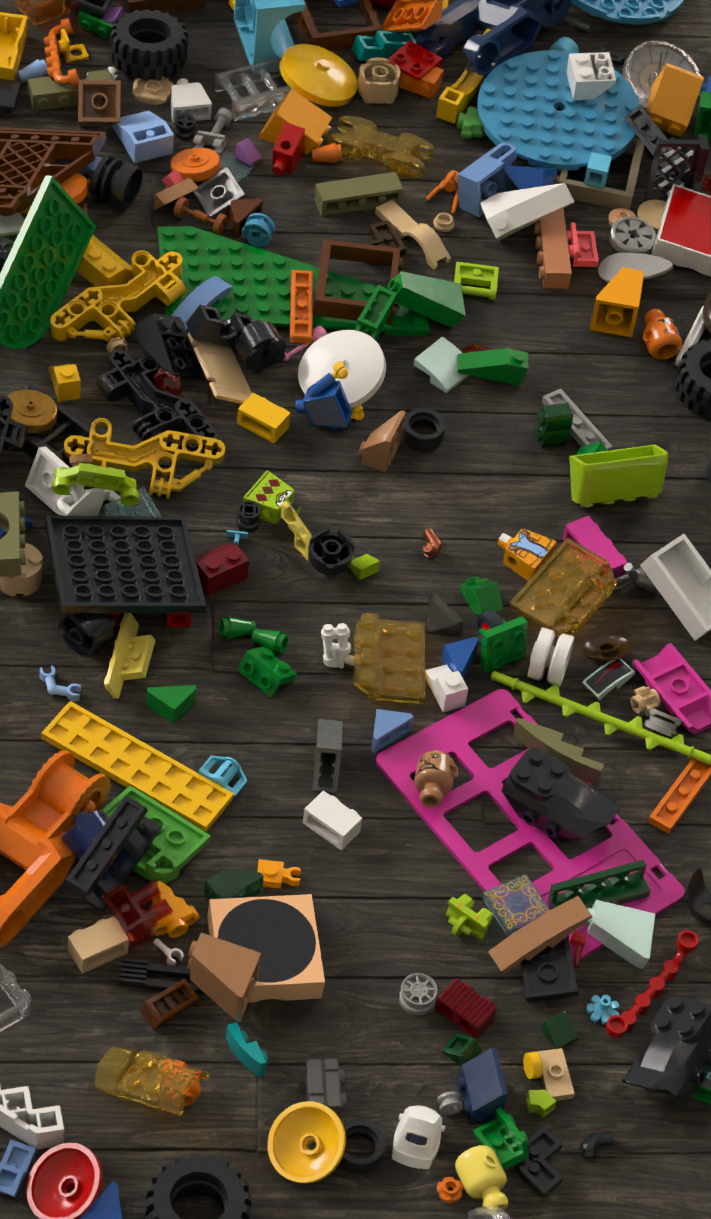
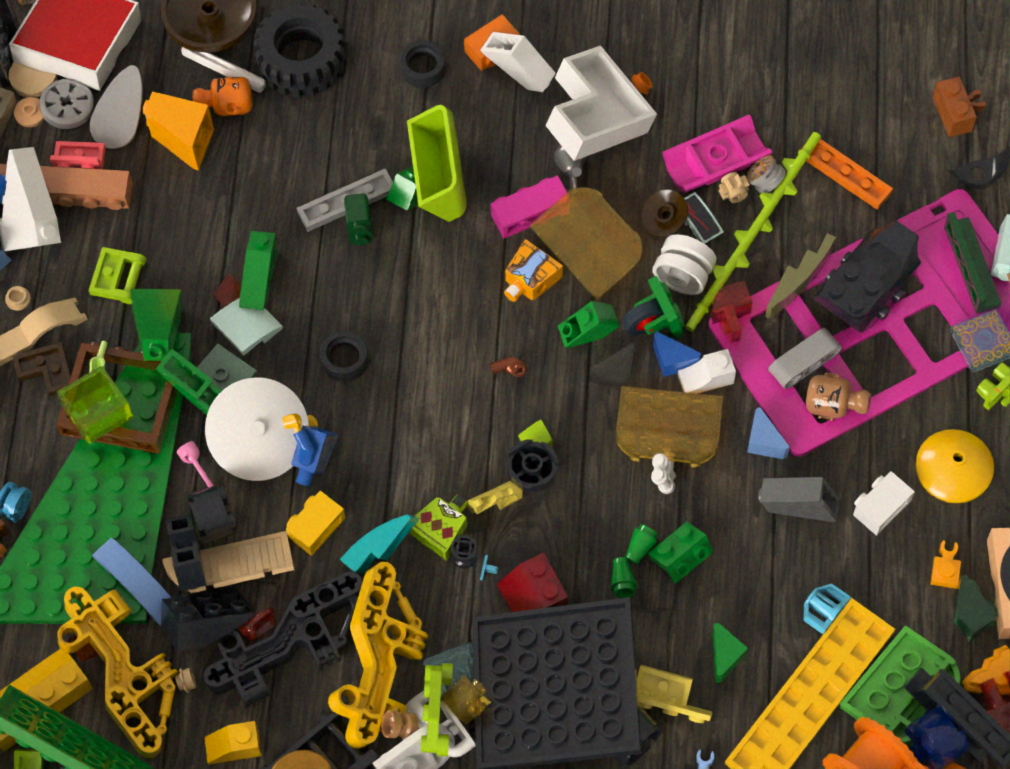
camera: 75 degrees left, 15 degrees up
(105, 504) = (466, 699): none -> clear yellow brick
(246, 453) = (378, 543): none -> teal slope
(301, 306) = (149, 463): orange plate -> none
(339, 250) = (94, 404): none -> clear neon green piece
(380, 255) = (98, 361): none -> yellowish green hand
(380, 894) = (951, 479): none -> yellow dish
(383, 443) = (372, 396): medium nougat slope -> none
(398, 353) = (225, 367): none -> sand green plate
(472, 756) = (805, 358): none -> light grey beam
(516, 694) = (728, 305): none -> clear red brick

